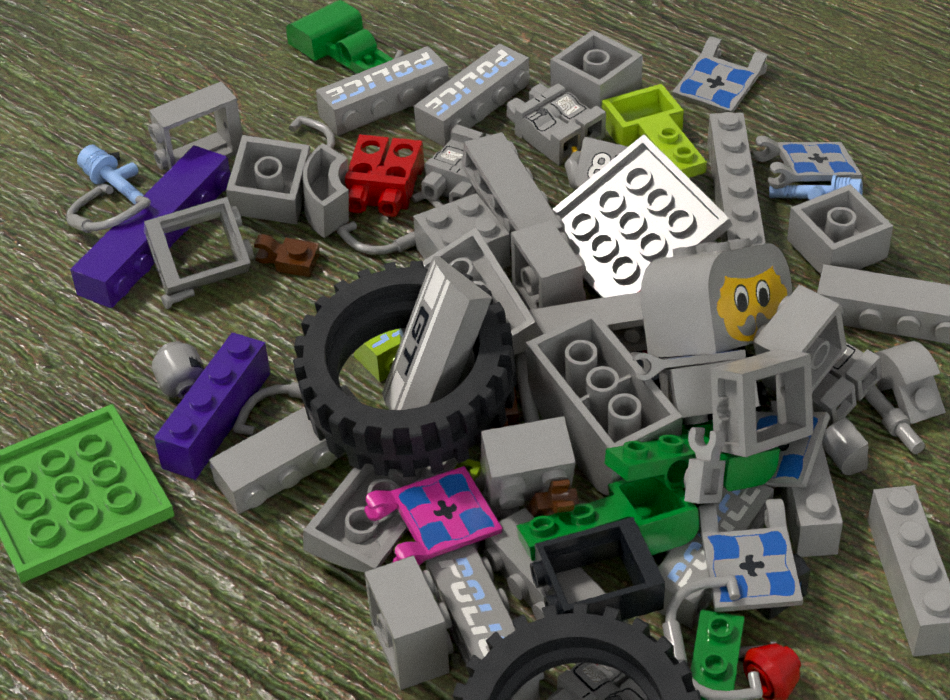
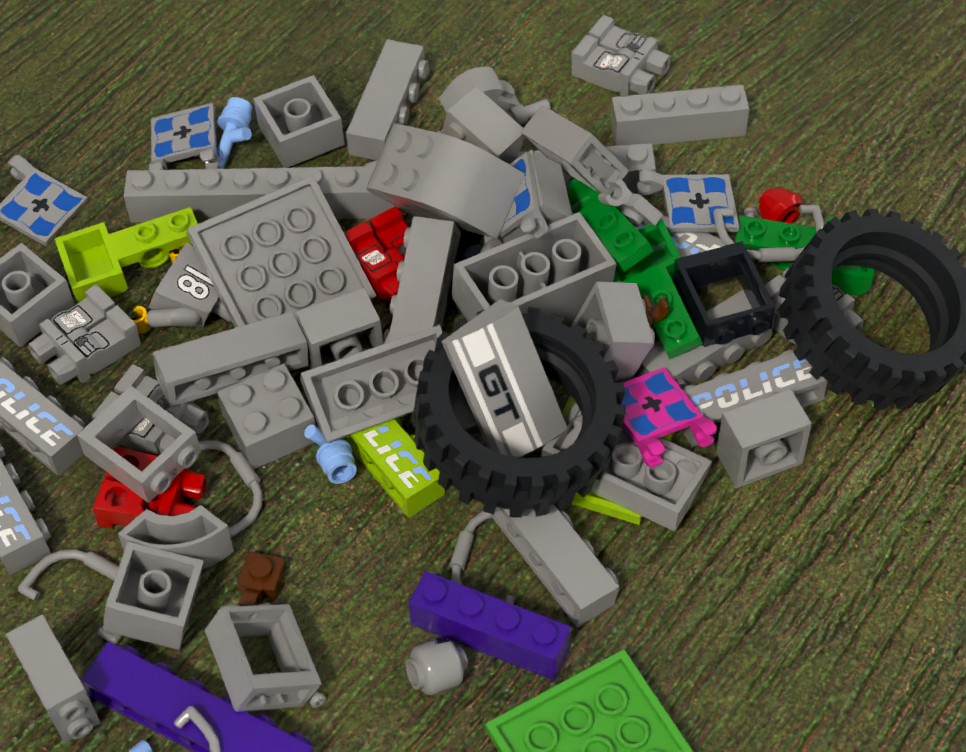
camera: 90 degrees left, 10 degrees up
(424, 121) = (119, 419): none -> light grey window

